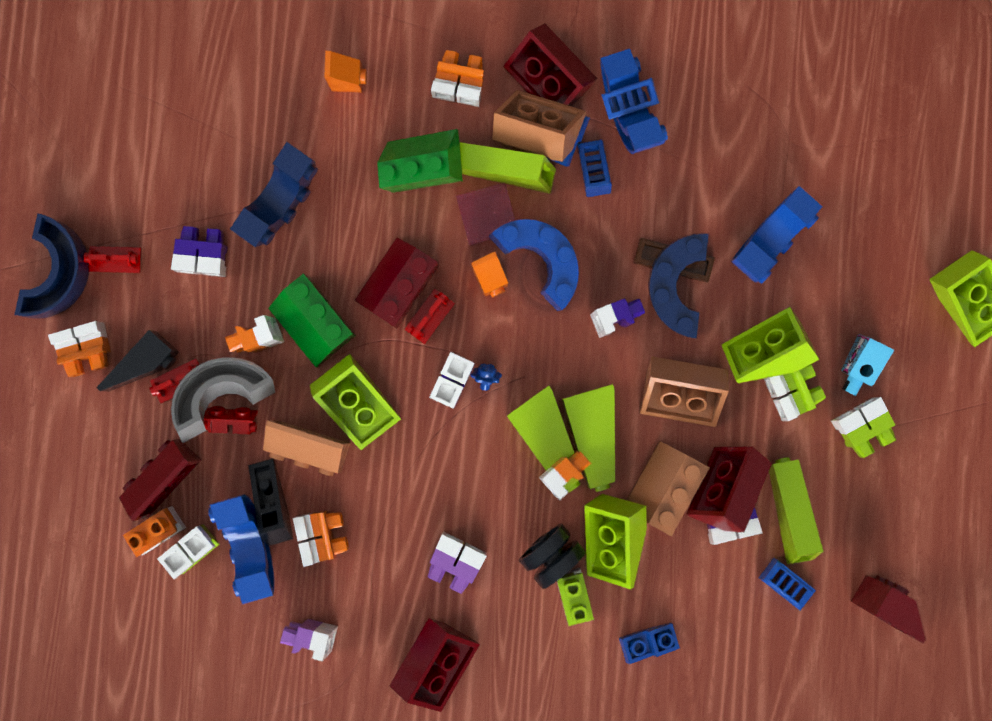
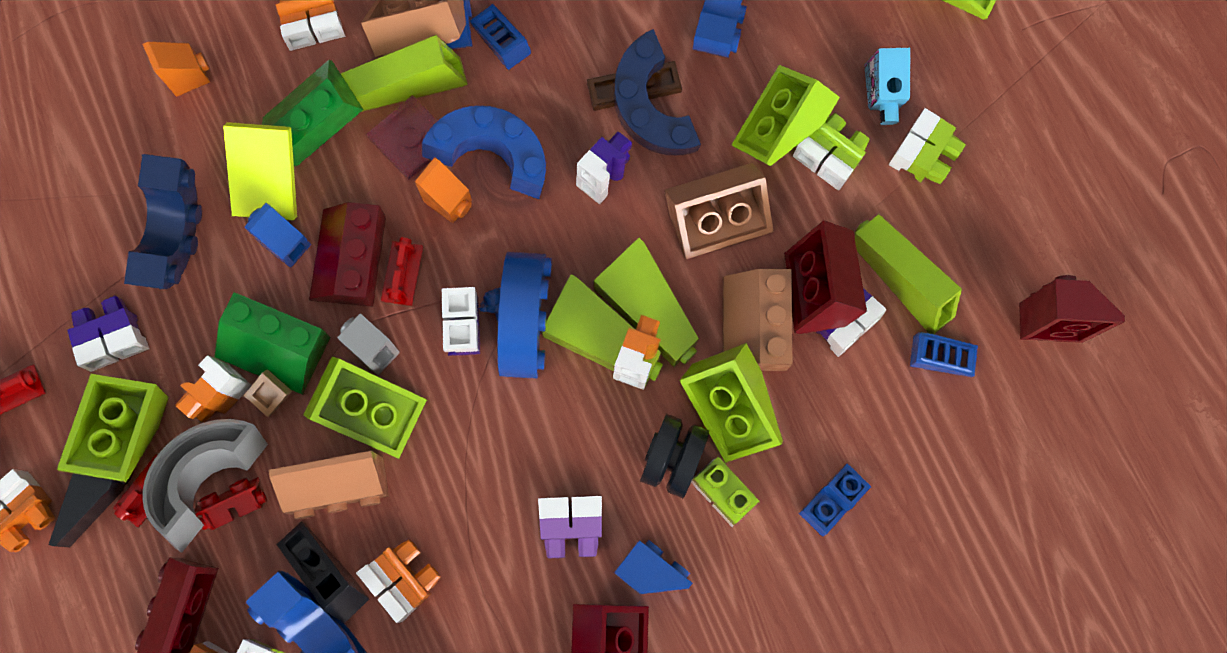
camera: 35 degrees left, 10 degrees down
(174, 329) = (112, 427): none -> lime slope
(292, 356) = (267, 393): none -> medium nougat plate
(354, 244) = (277, 234): none -> blue slope
(365, 190) = (260, 168): none -> neon yellow tile
(378, 360) = (368, 343): none -> light grey brick
(491, 623) = (649, 573): none -> blue slope
(500, 392) = (521, 314): none -> blue brick

